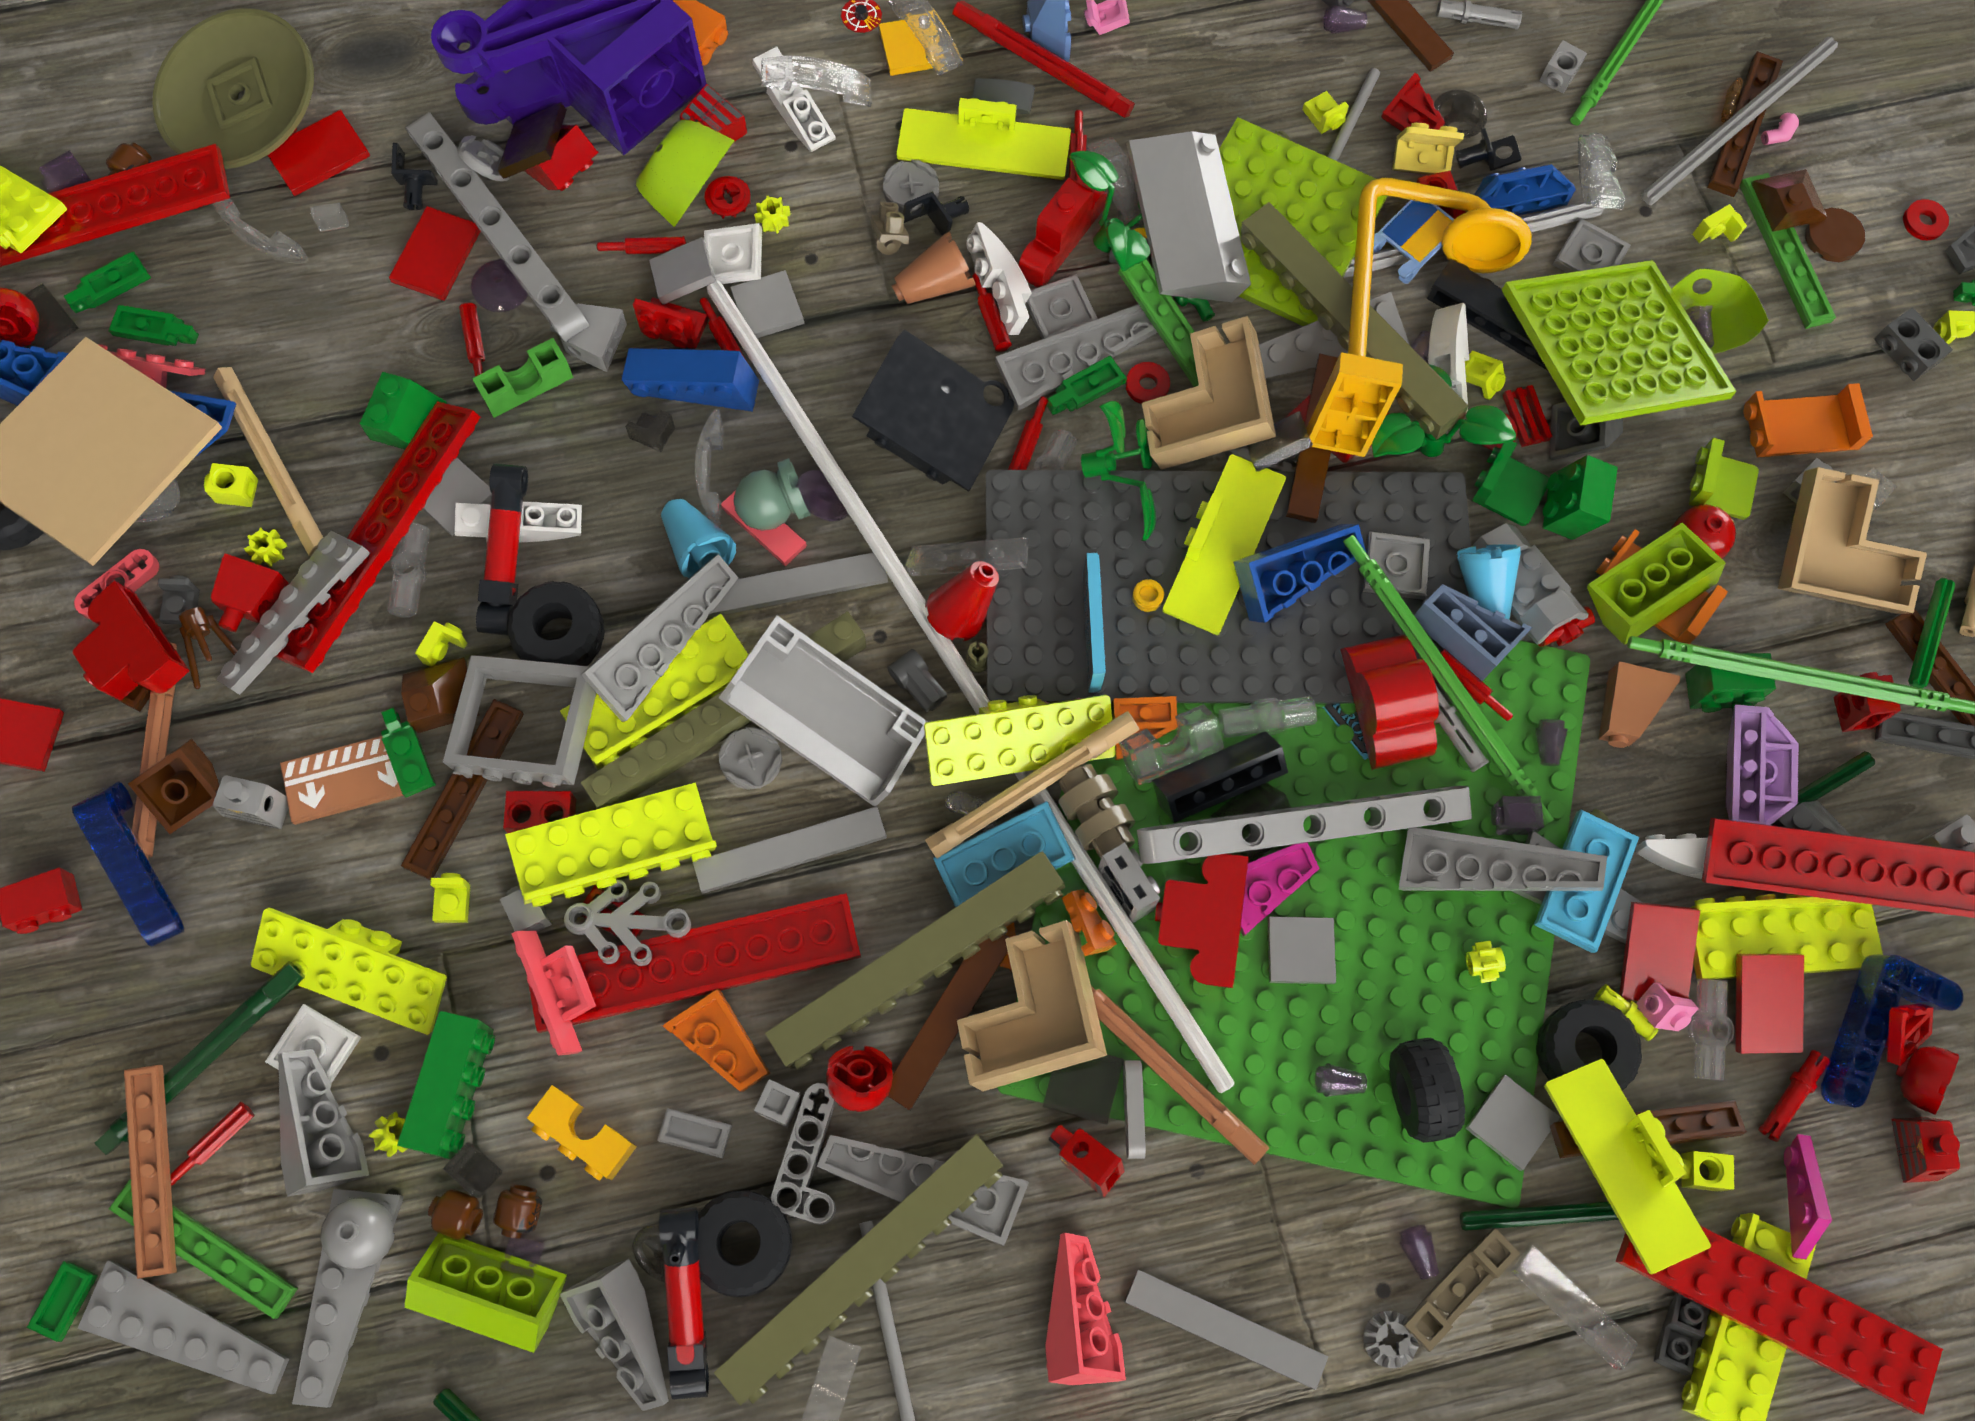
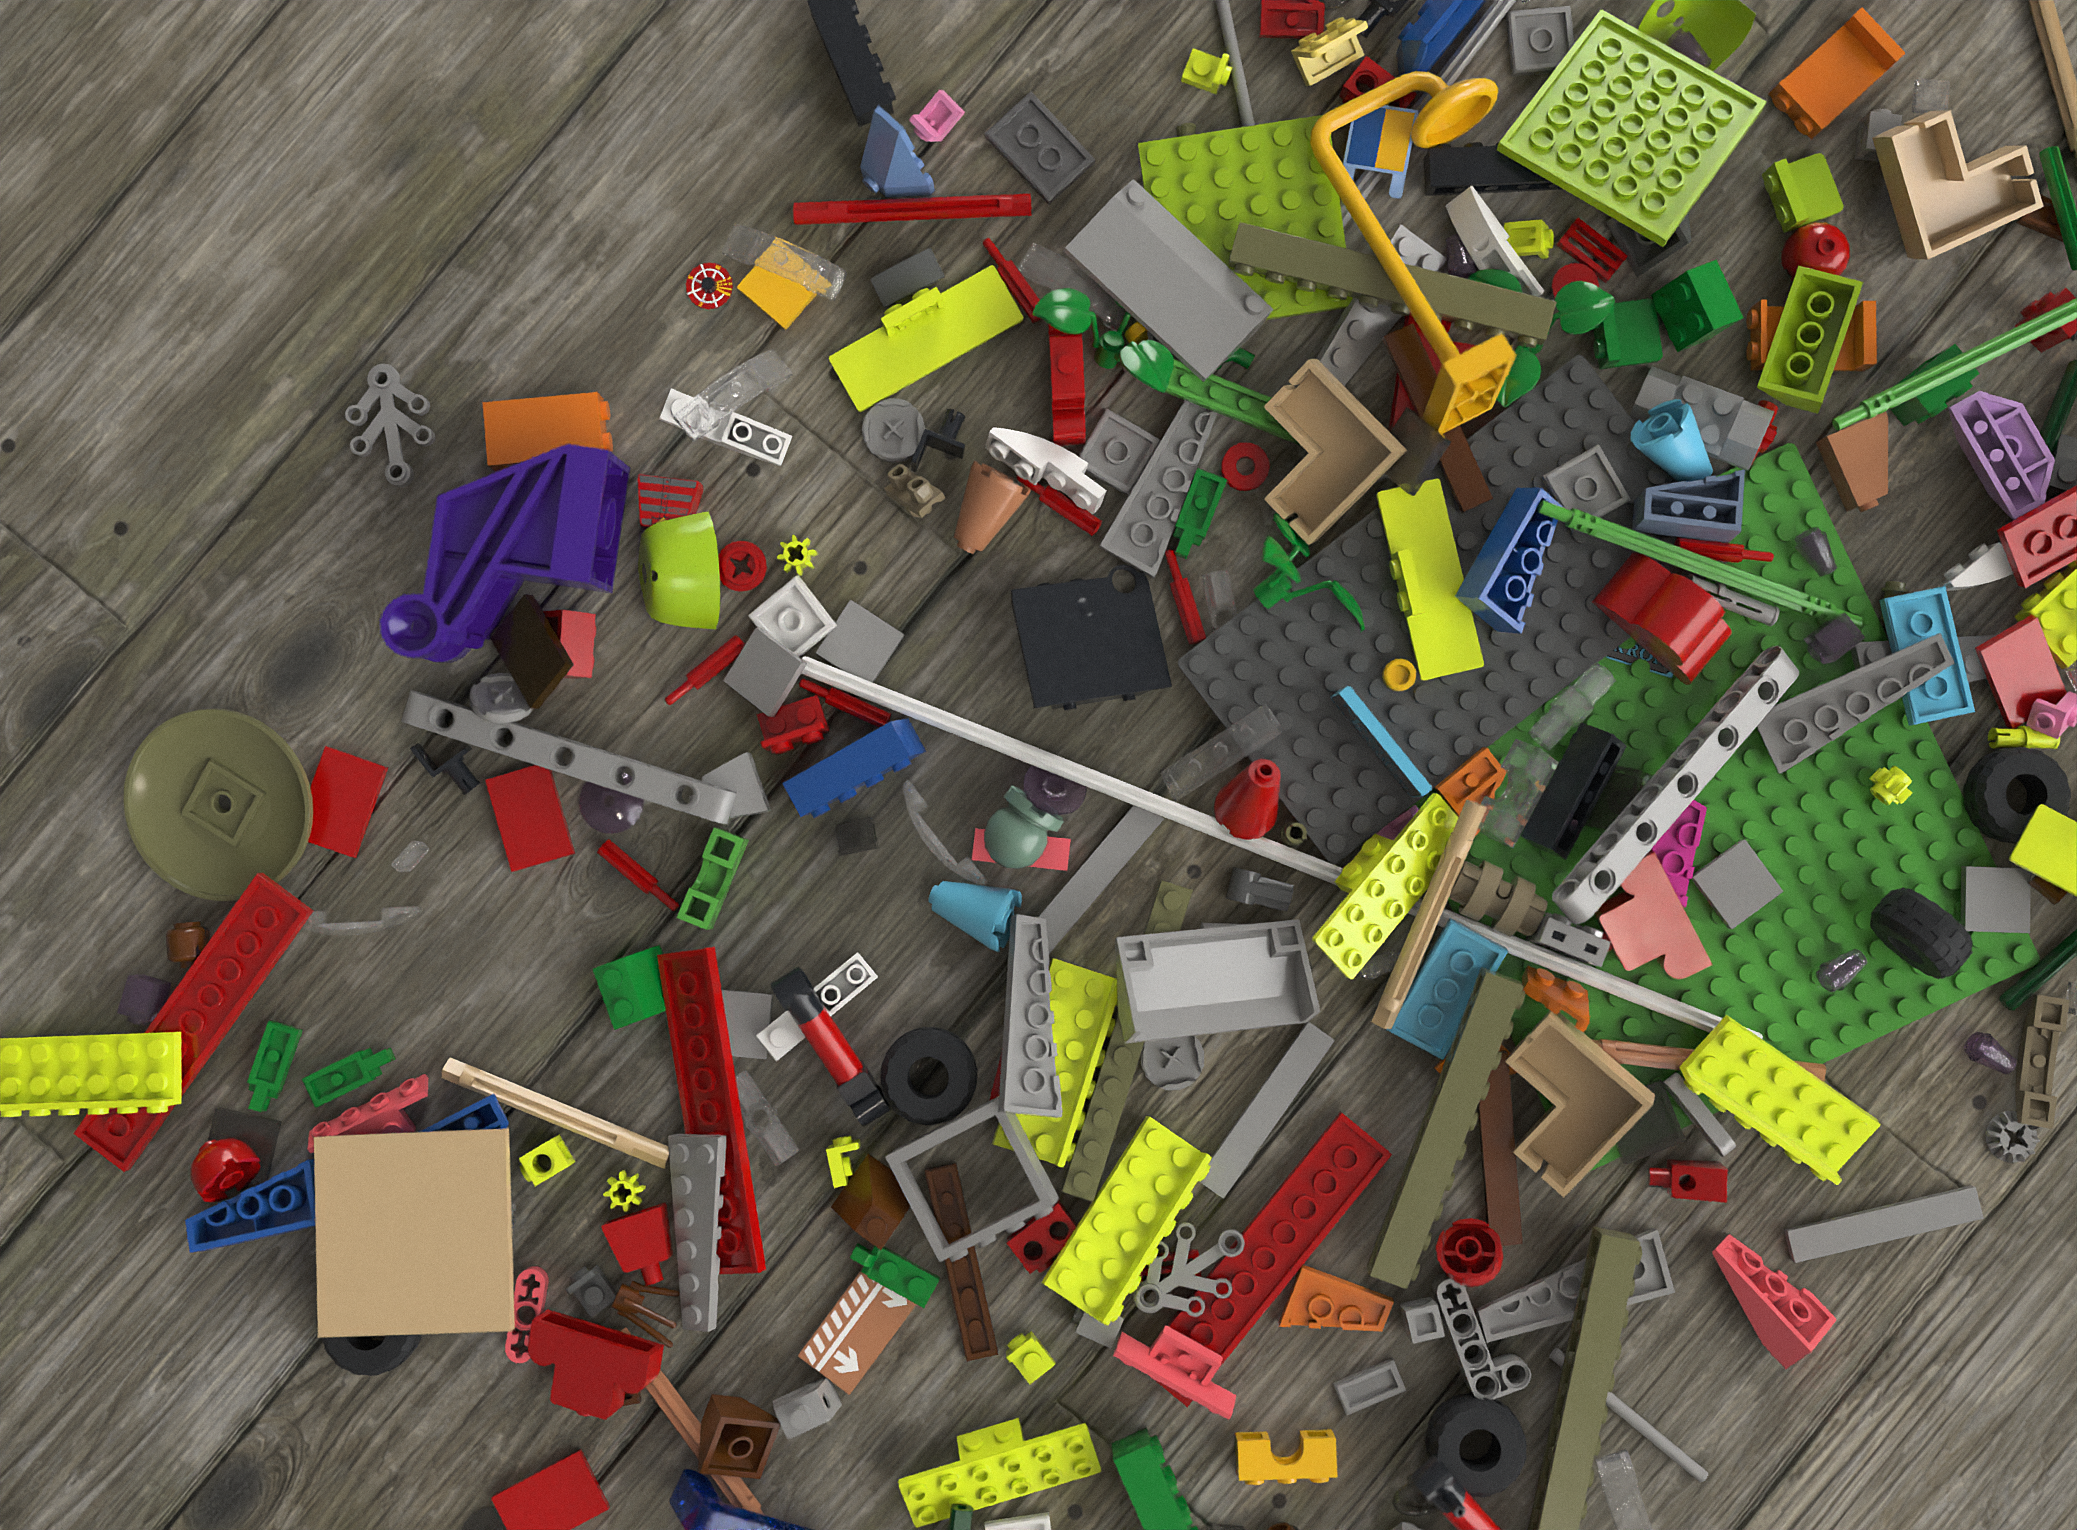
camera: 30 degrees left, 15 degrees up
(1165, 82) = (1039, 148): none -> flat silver tile
(1209, 1145) = (1777, 1099): none -> neon yellow bracket

